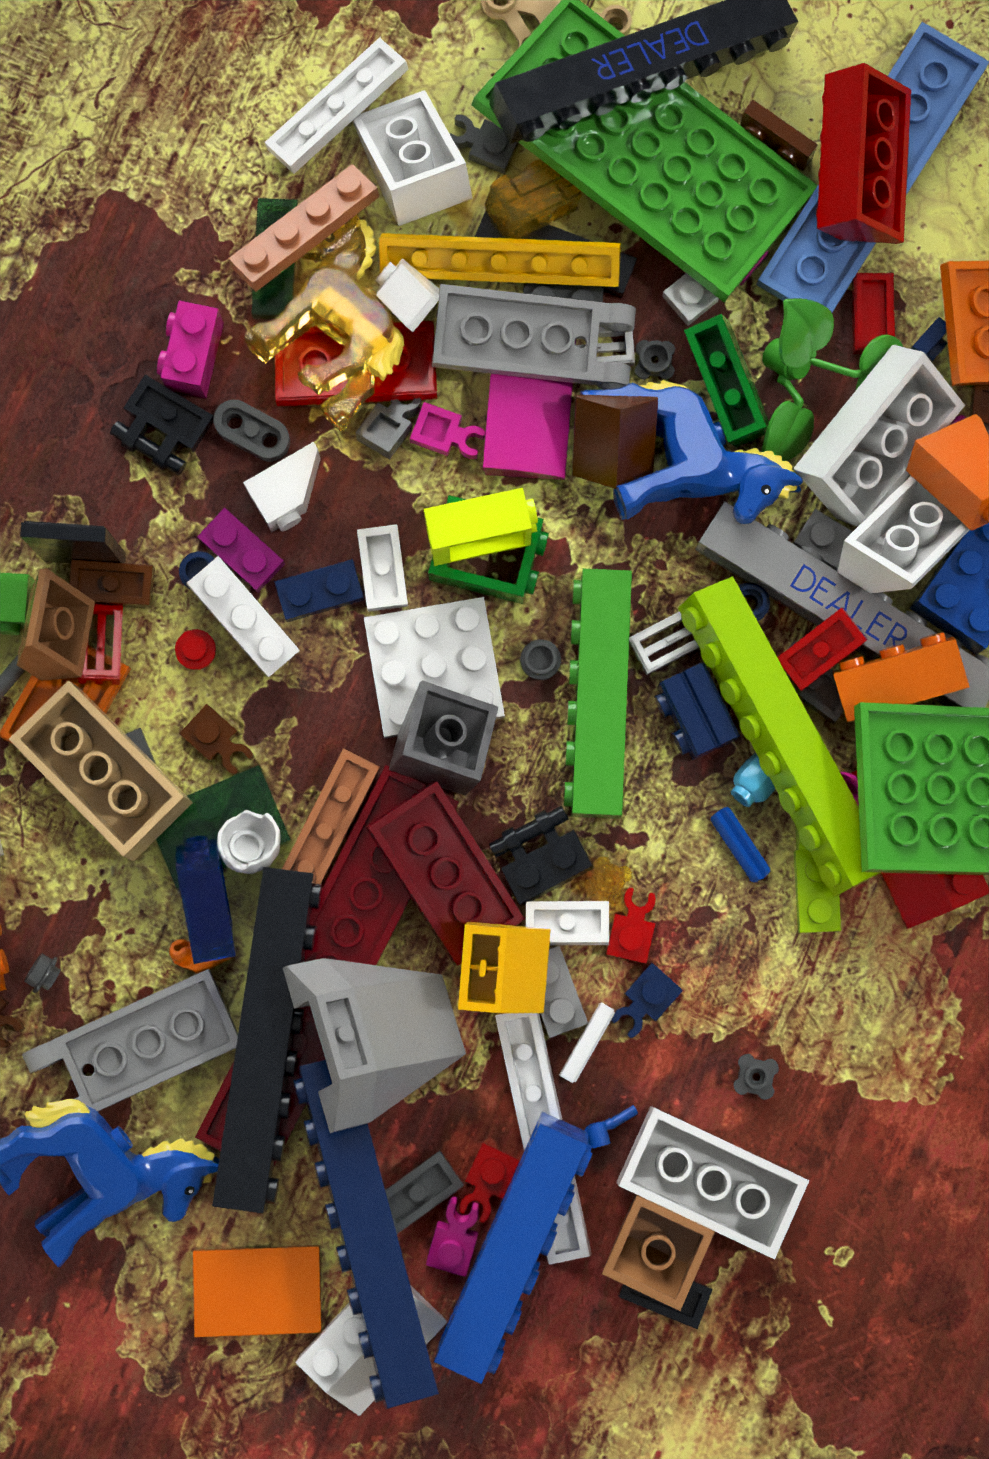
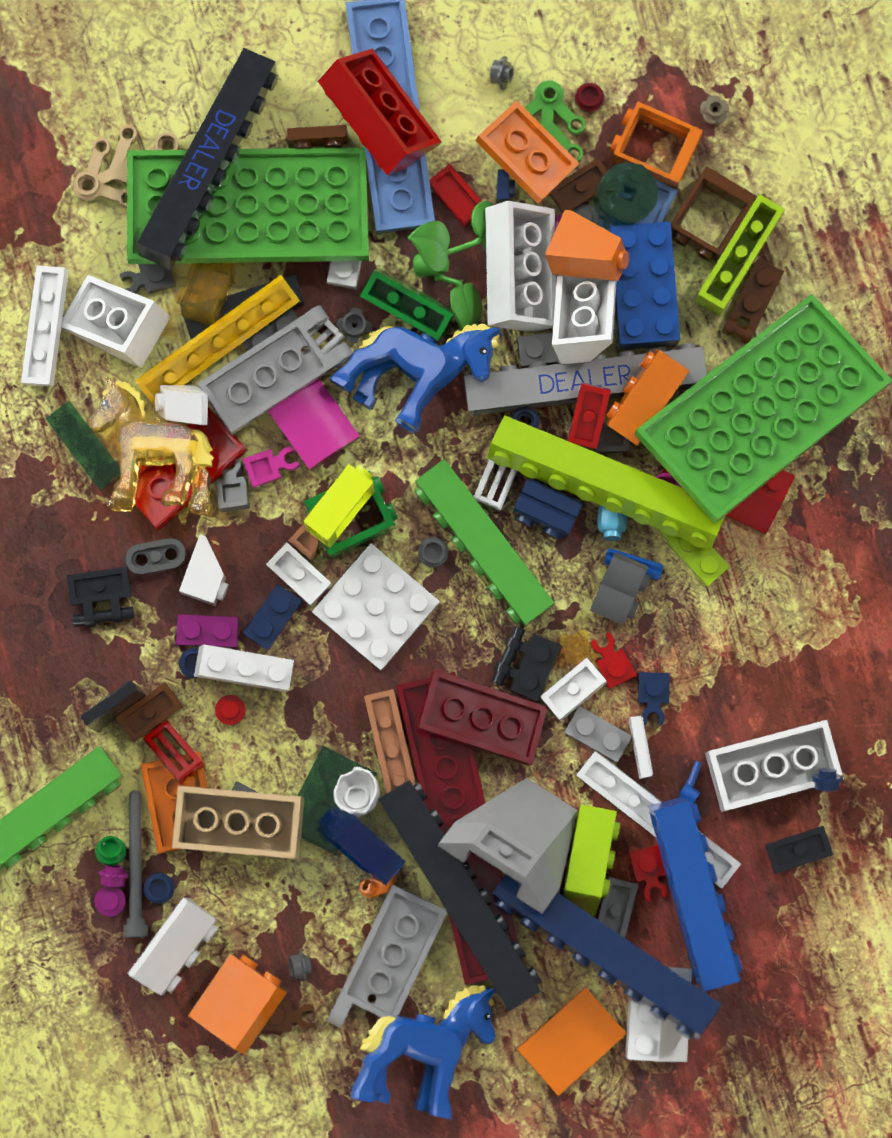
camera: 40 degrees left, 0 degrees up
(55, 629) = (142, 764): medium nougat slope -> none
(191, 349) = (81, 537): dark pink brick -> none
(213, 736) = (280, 751): reddish brown plate -> none
(303, 227) = (88, 414): plate -> none
(416, 542) = (305, 542): none -> nougat tile
(435, 1116) = (590, 857): none -> lime wedge
(444, 738) = (417, 642): flat silver slope -> none
(454, 1242) = (659, 920): dark pink plate -> none
(504, 968) = (560, 743): yellow slope -> none
(614, 438) = (371, 391): reddish brown slope -> none
(658, 1252) = (776, 829): medium nougat slope -> none
(704, 857) = (620, 588): none -> dark grey brick
(748, 1067) = (746, 695): dark grey plate -> none
(755, 1246) = (827, 779): none -> dark blue plate

